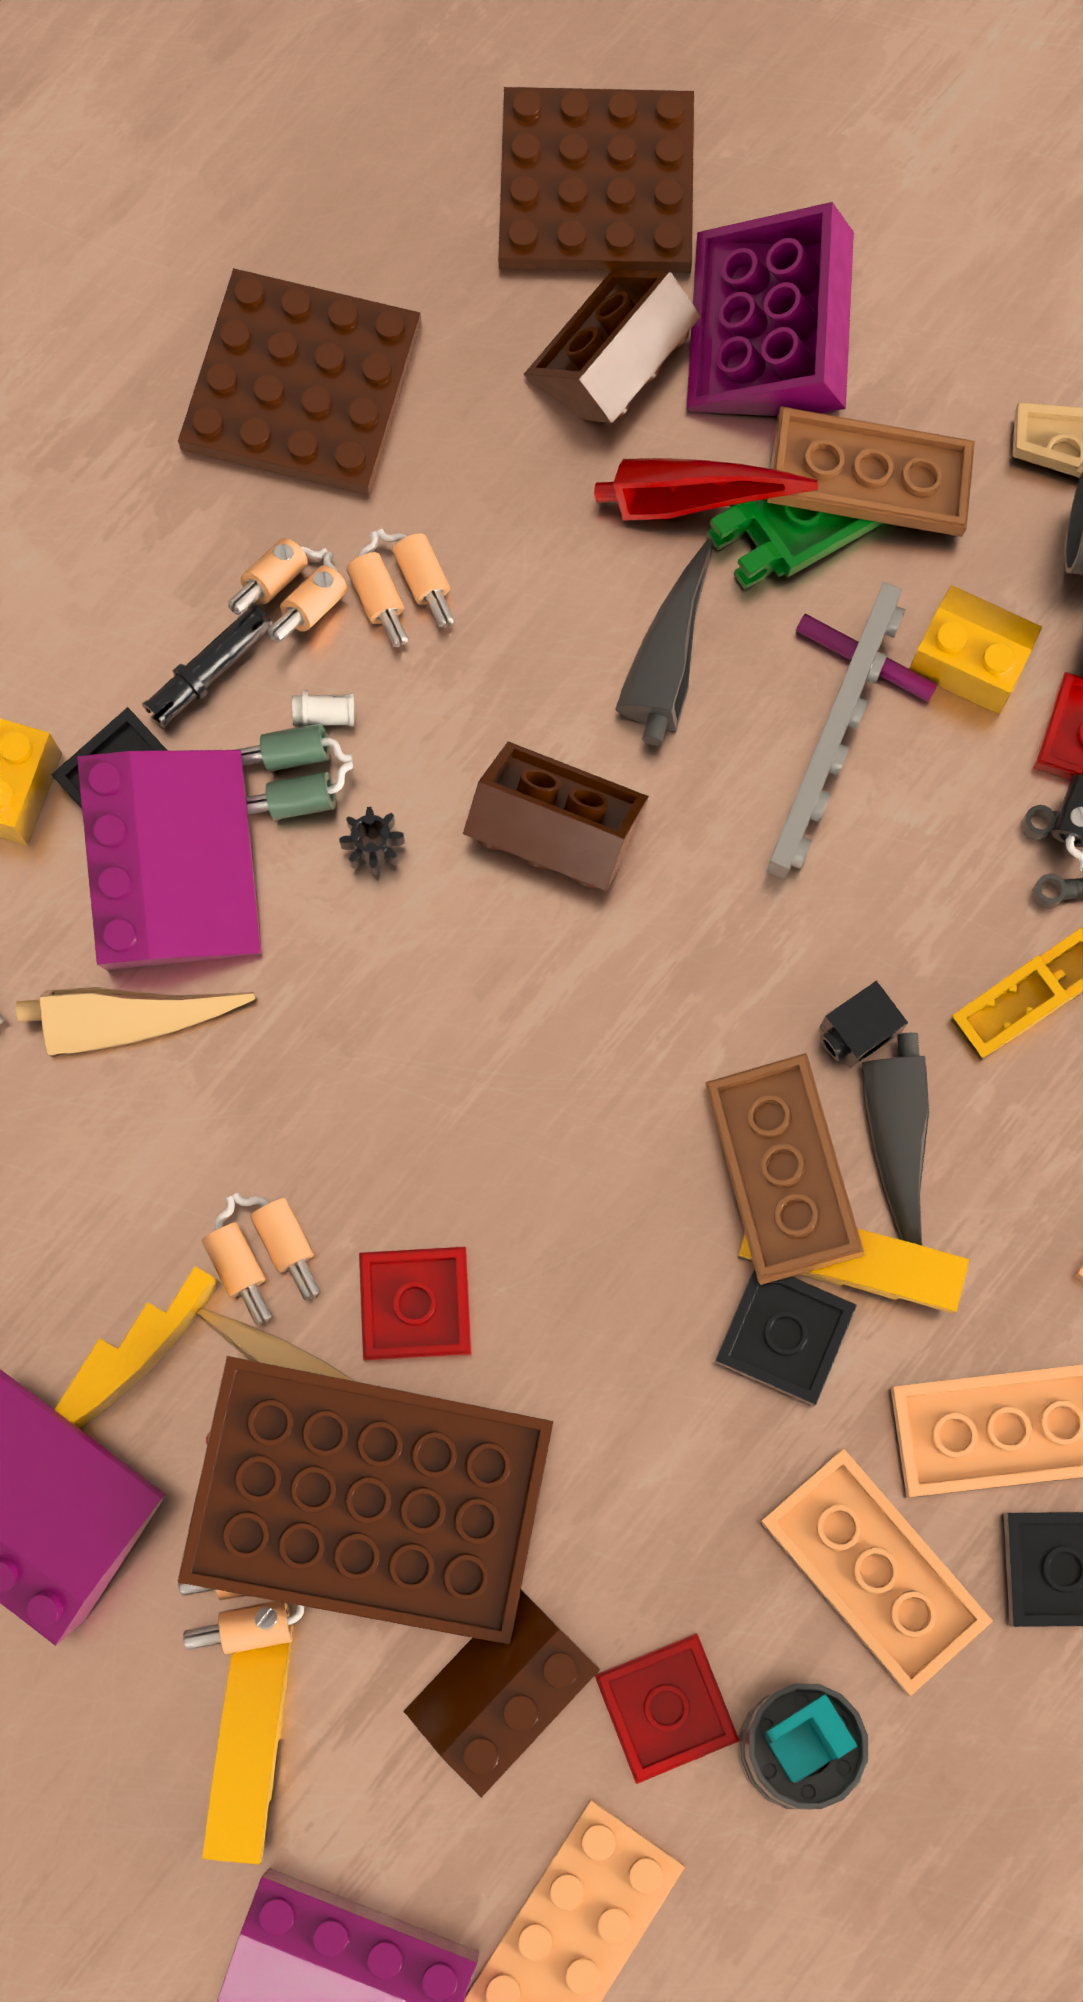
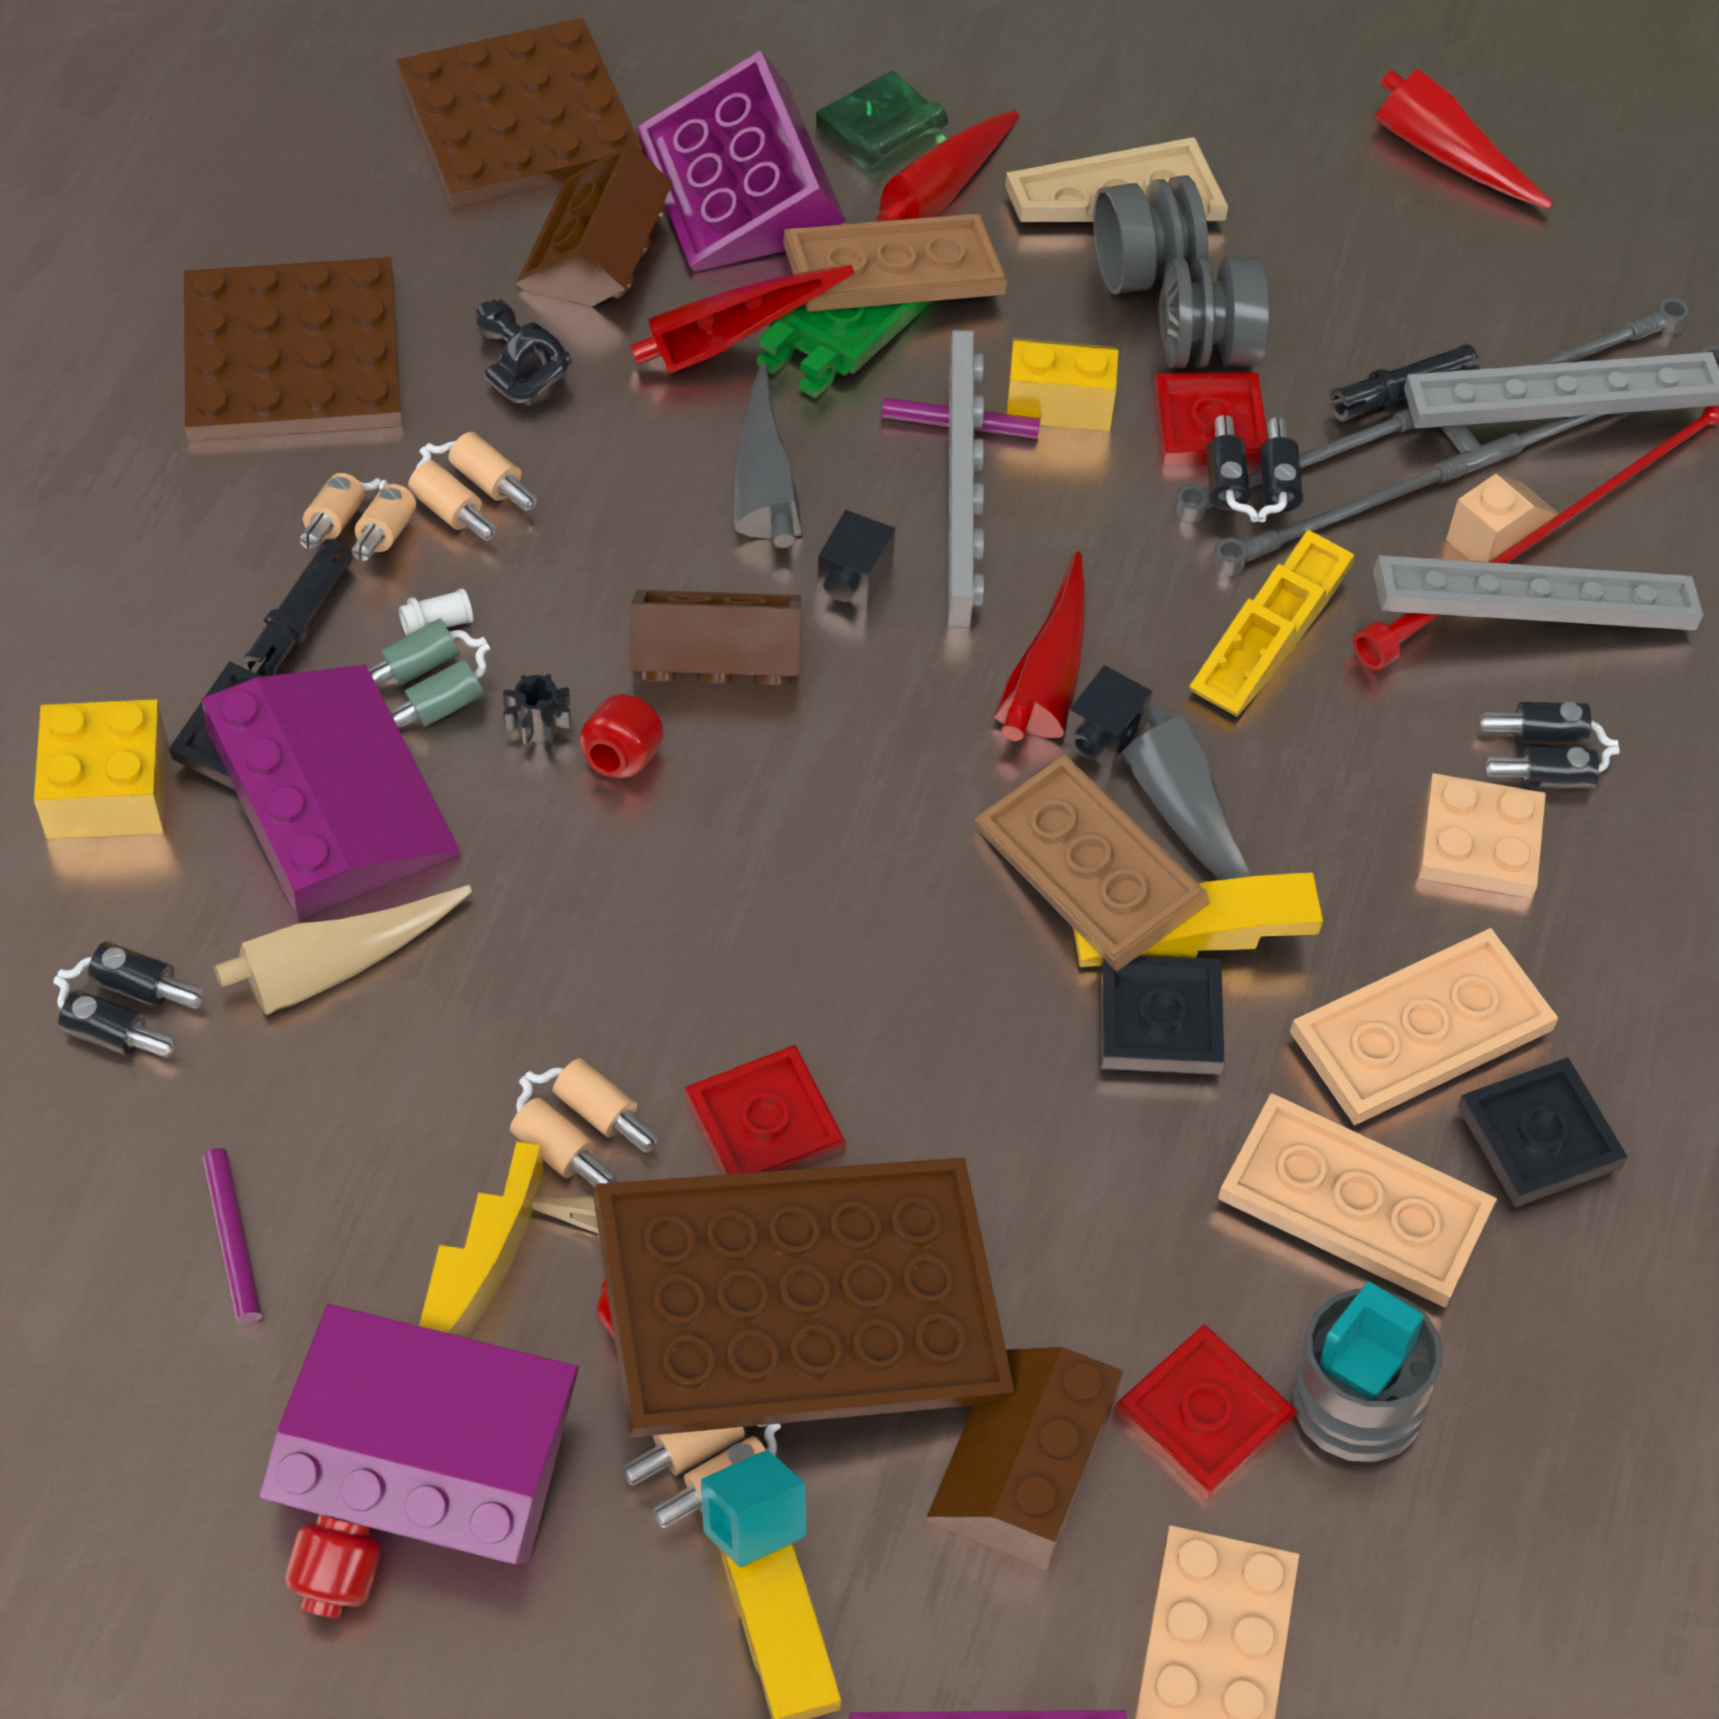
camera: 25 degrees left, 20 degrees down
(257, 1671) = (753, 1508): none -> teal panel
(432, 895) = (621, 736): none -> red head
(500, 459) = (528, 354): none -> black piece
(706, 783) = (855, 559): none -> black brick
(827, 960) = (1046, 677): none -> red piece
(923, 285) = (872, 111): none -> clear green plate
(959, 380) = (939, 175): none -> red piece

